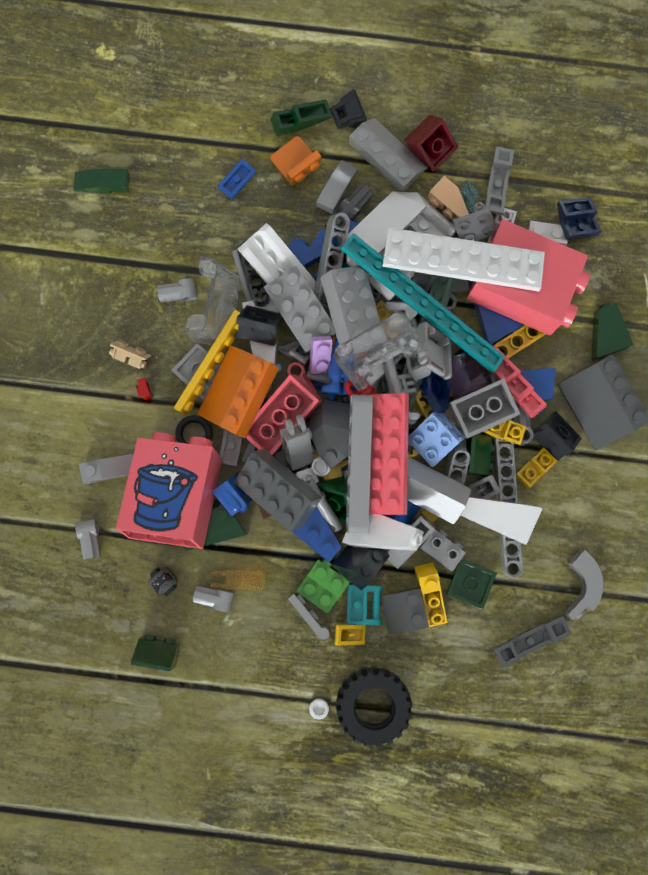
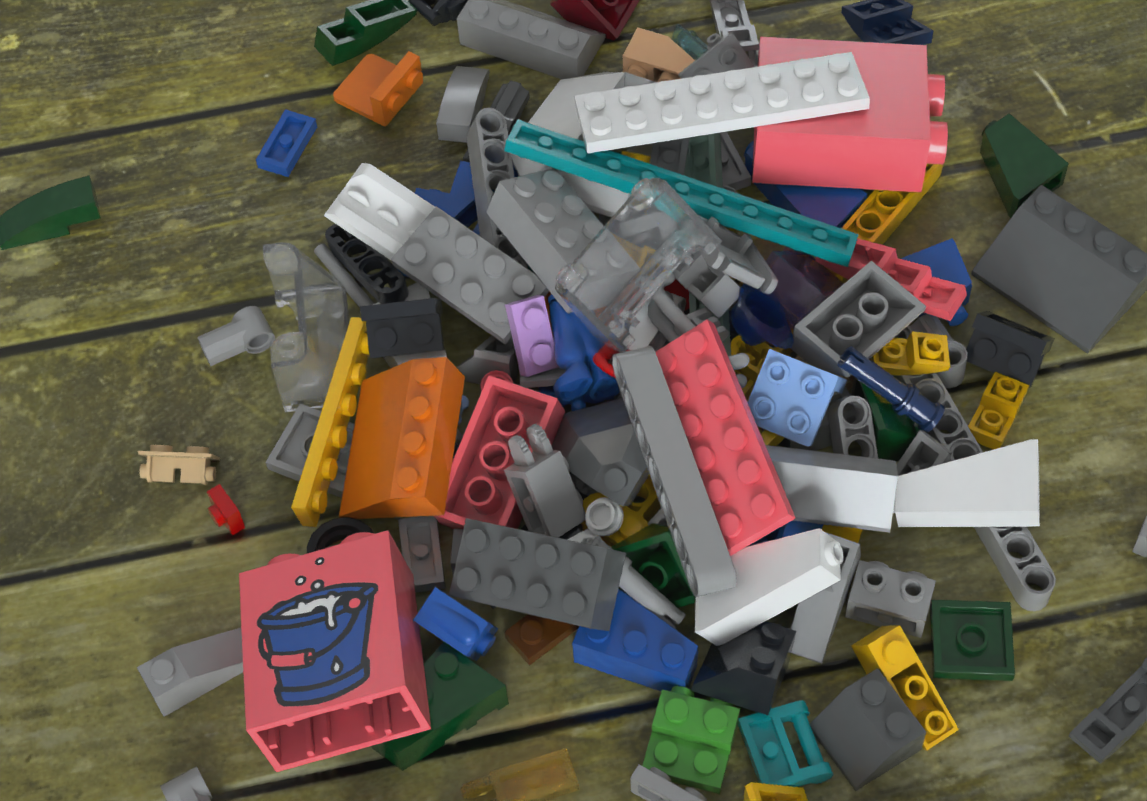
camera: 10 degrees left, 25 degrees down
(489, 458) = (904, 398): none -> dark blue pin

